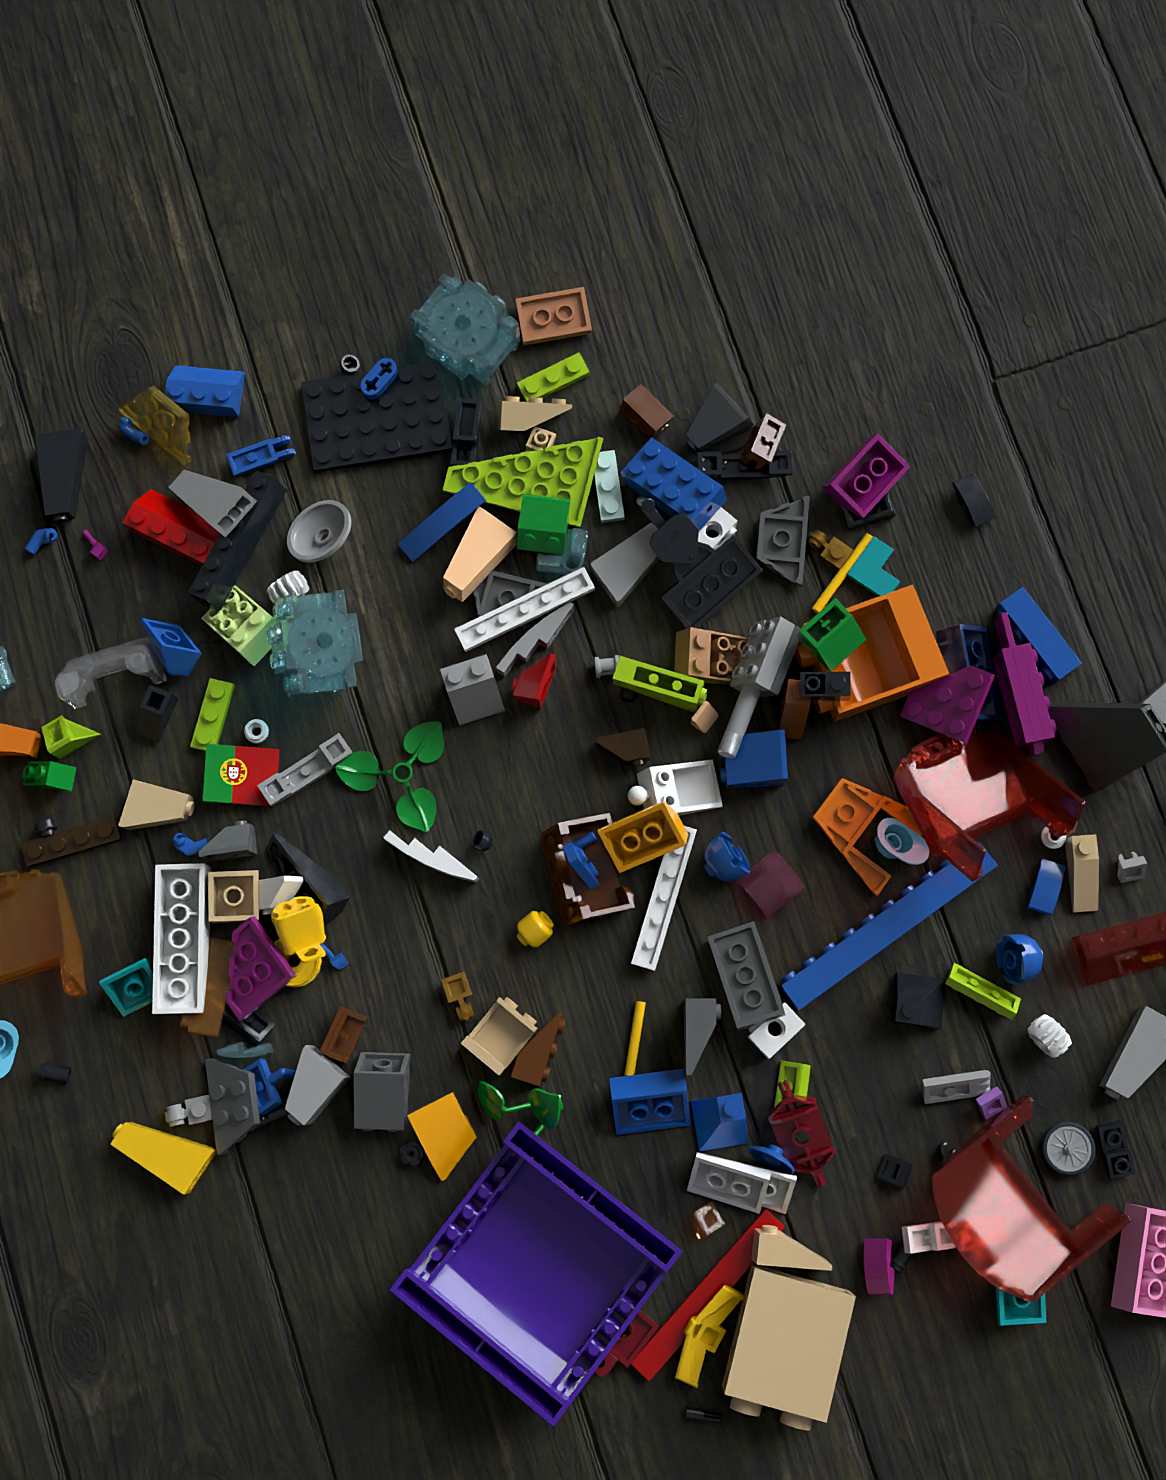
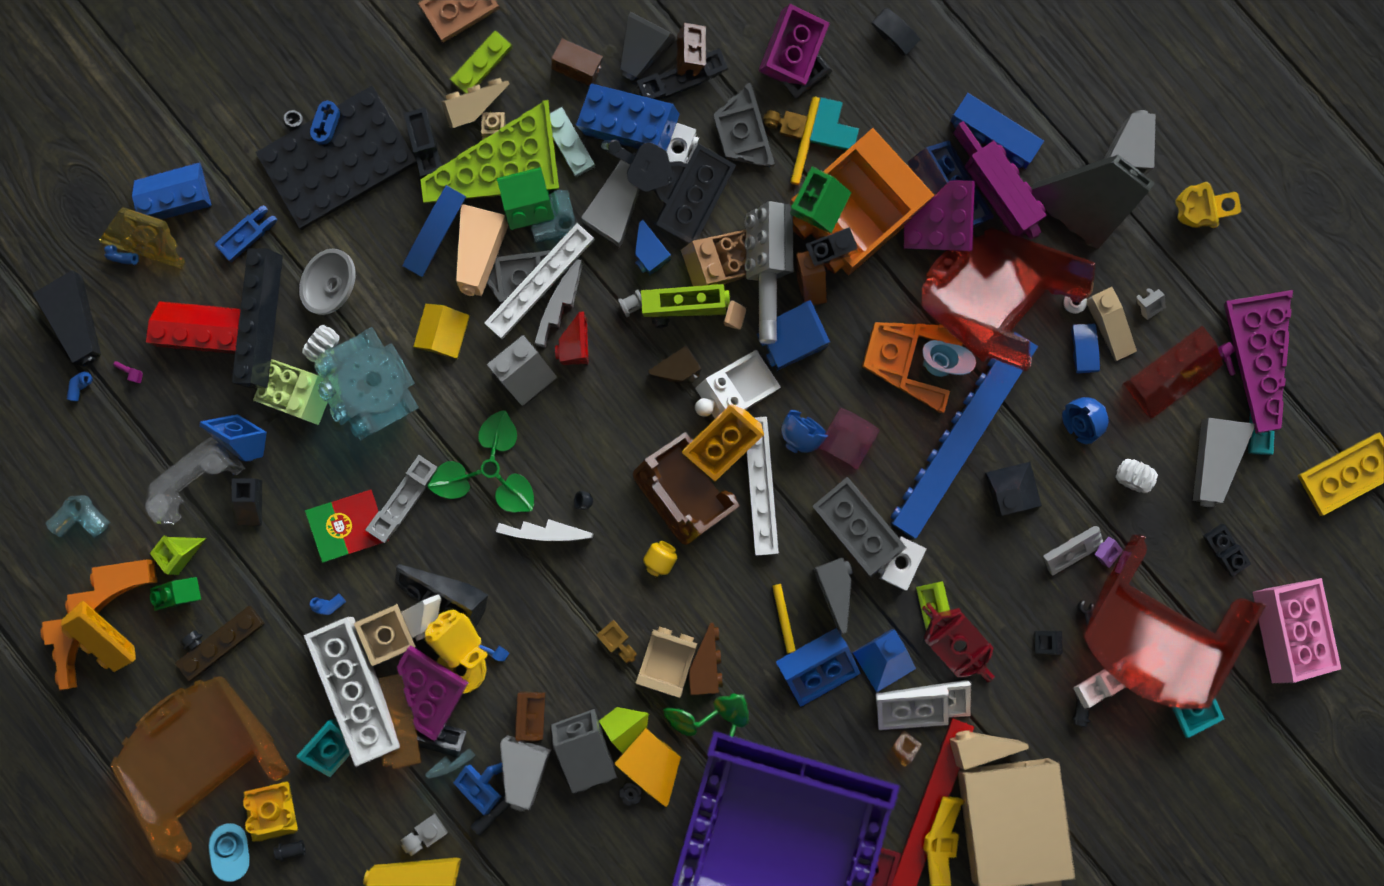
camera: 25 degrees left, 5 degrees up
(51, 1027) = (270, 812): none -> yellow slope
(154, 806) = (280, 583): tan slope -> none
(212, 714) = (298, 481): lime plate -> none
(213, 500) = (220, 290): light grey slope -> none
(231, 843) = (363, 588): dark grey slope -> none
(232, 1103) = (457, 814): dark grey wing -> none
(249, 728) = (338, 478): white plate -> none
(410, 621) = (441, 330): none -> yellow slope
(432, 1082) = (624, 726): none -> lime slope
(462, 314) = (373, 39): clear light blue piece -> none
(578, 860) = (676, 484): blue plate -> none
(645, 622) = (649, 250): none -> blue slope
(772, 1157) = (941, 673): blue dish -> none
(877, 1267) = (1065, 729): magenta slope -> none
(983, 991) = (1065, 459): lime plate -> none
(1068, 1148) = (1187, 565): light grey wheel -> none

